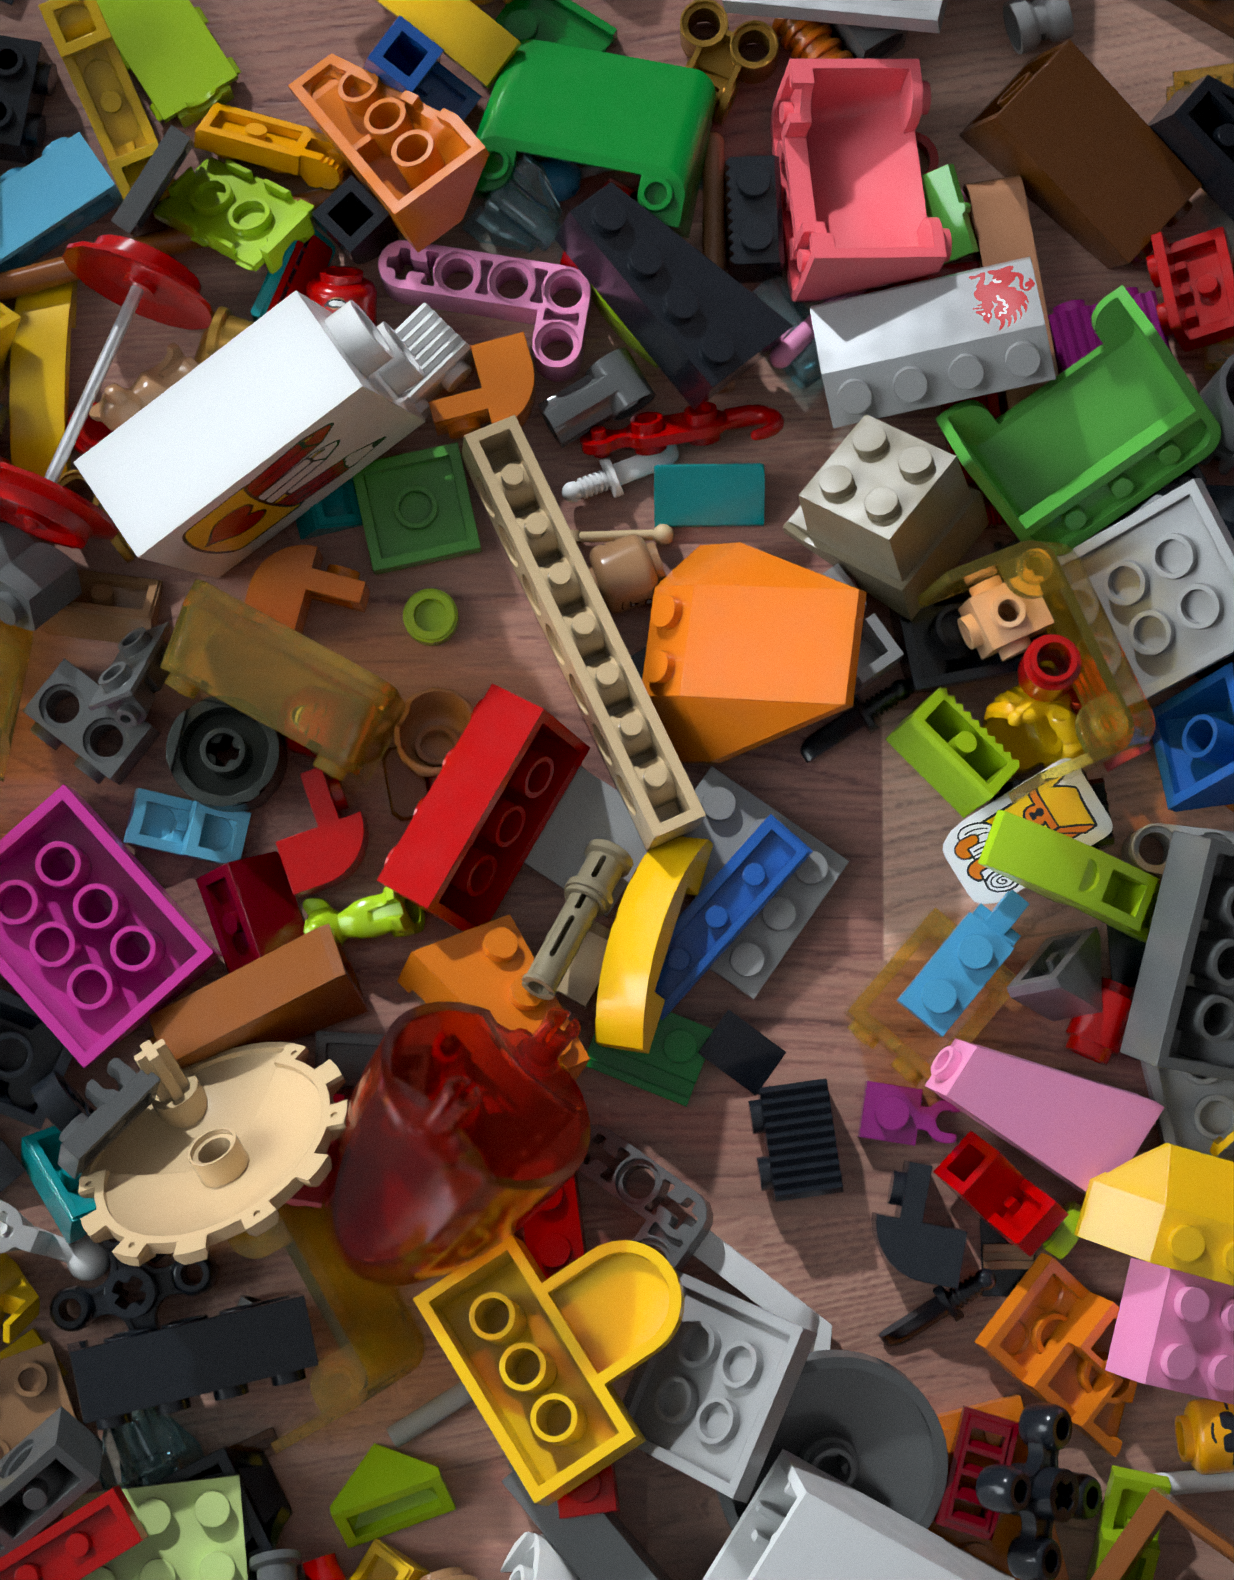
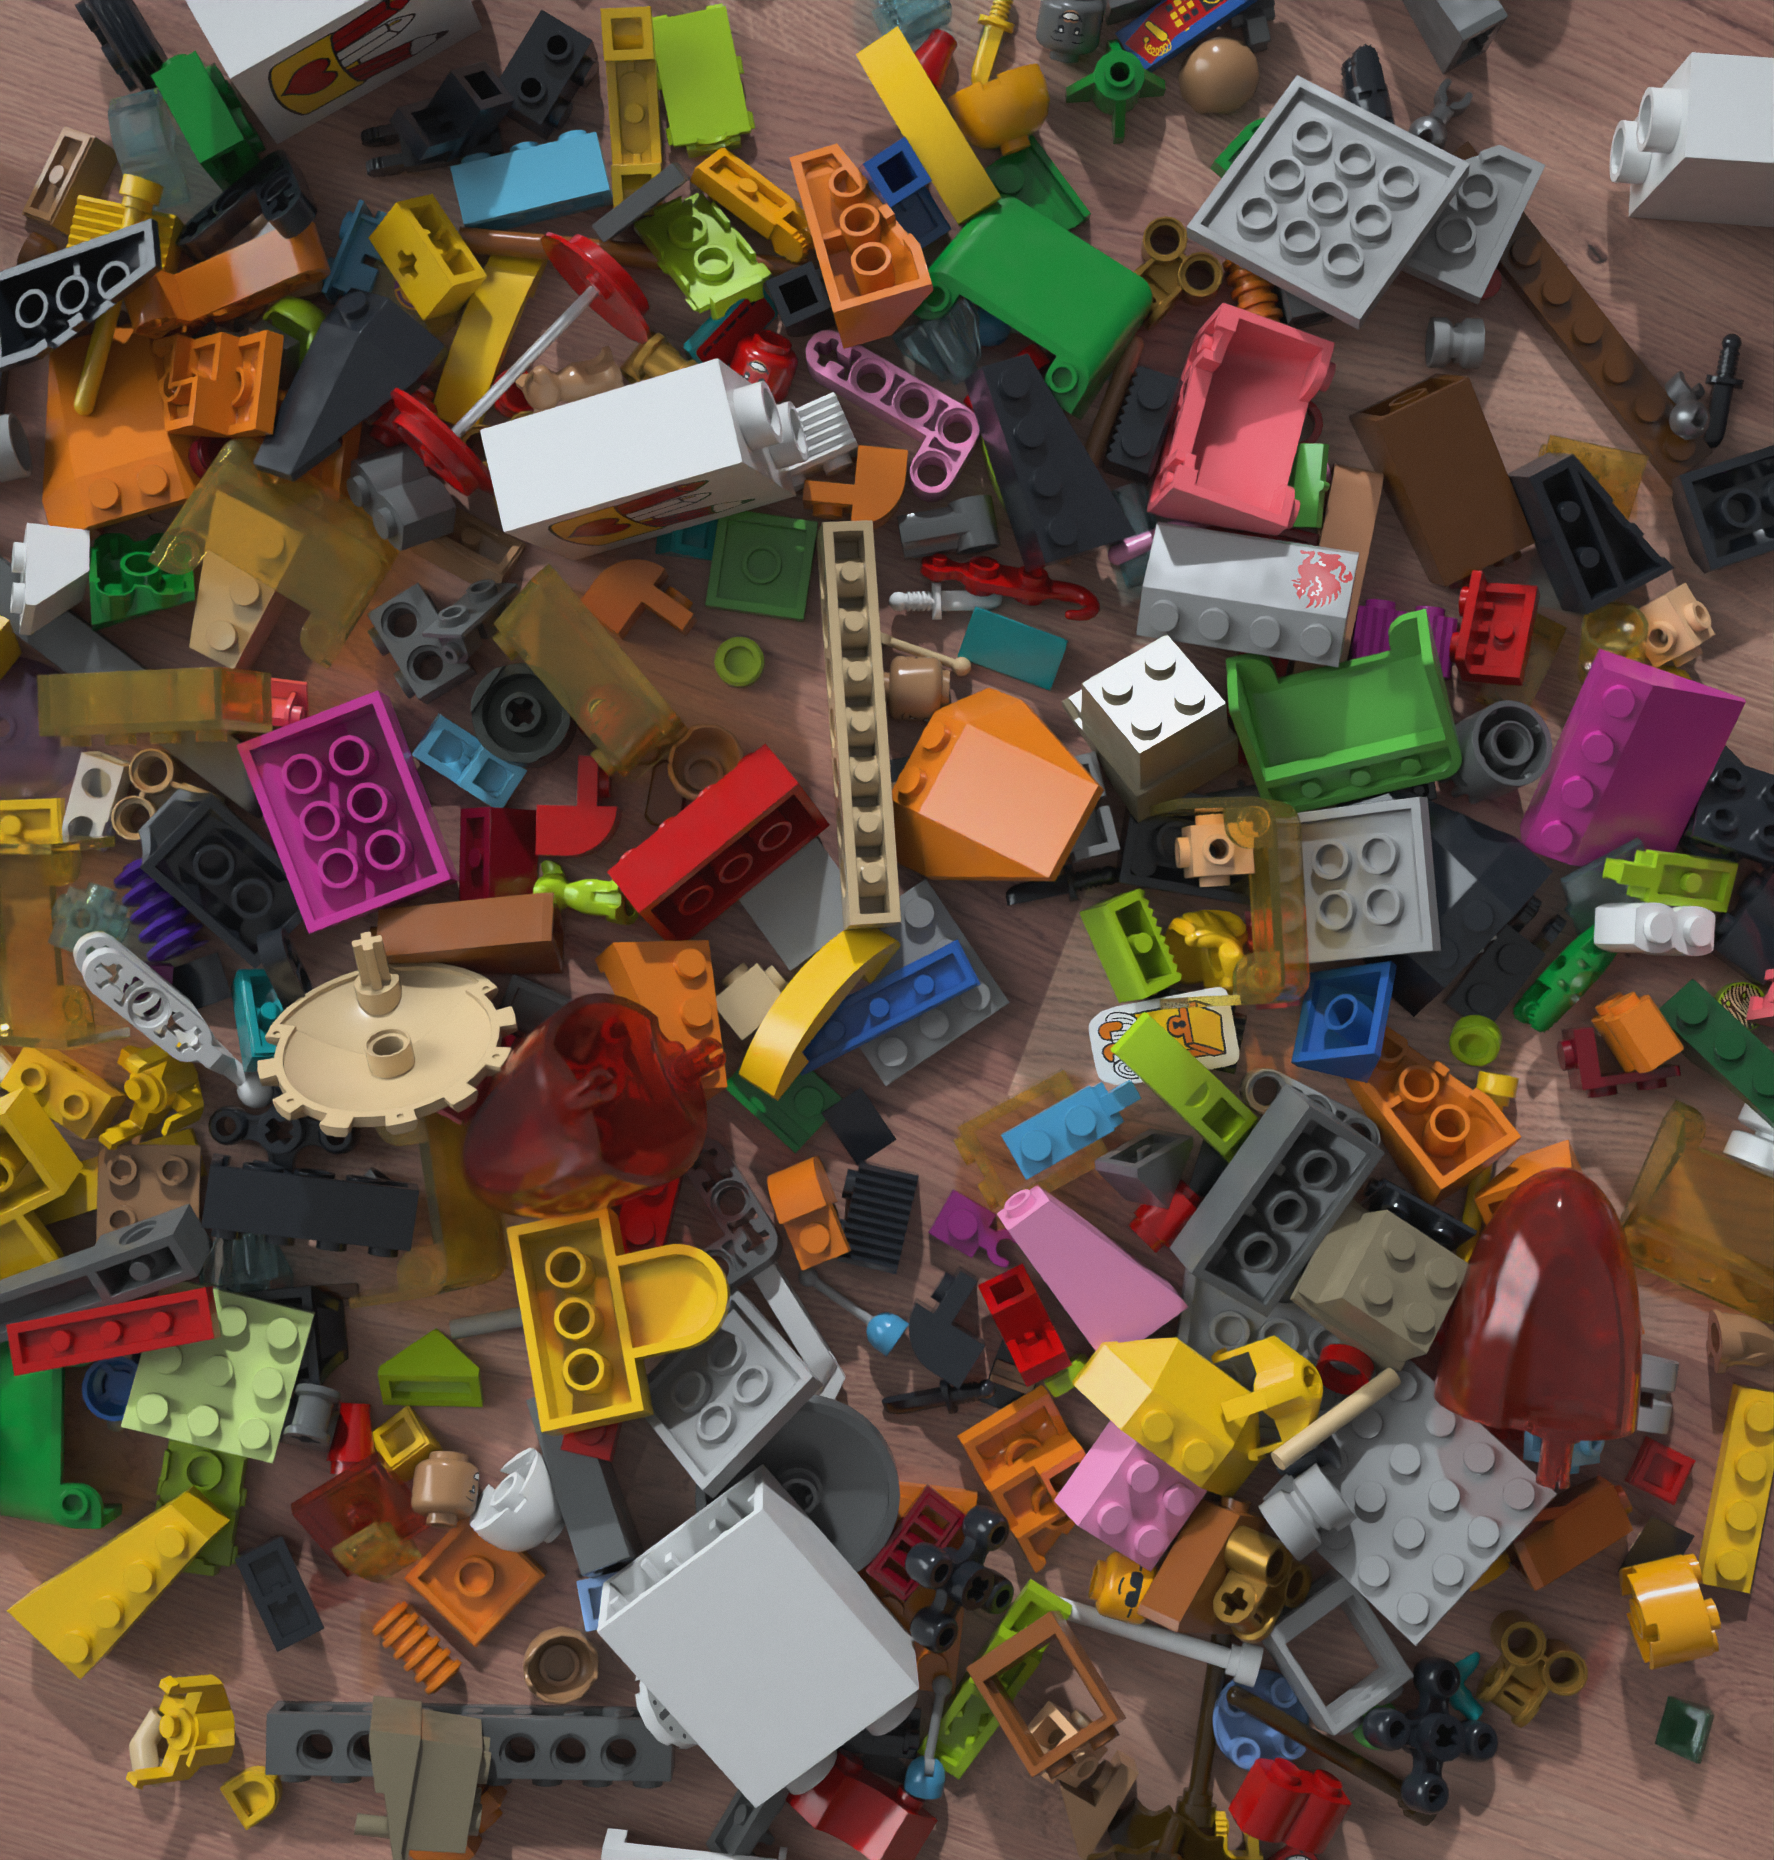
camera: 25 degrees right, 5 degrees up
(89, 1136) = (291, 994): dark grey plate -> none
(586, 898) = (776, 952): dark tan pin -> none
(725, 1162) = (805, 1208): none -> orange brick
(850, 1258) = (882, 1329): none -> hinge
(1055, 653) = (1246, 898): red brick -> none

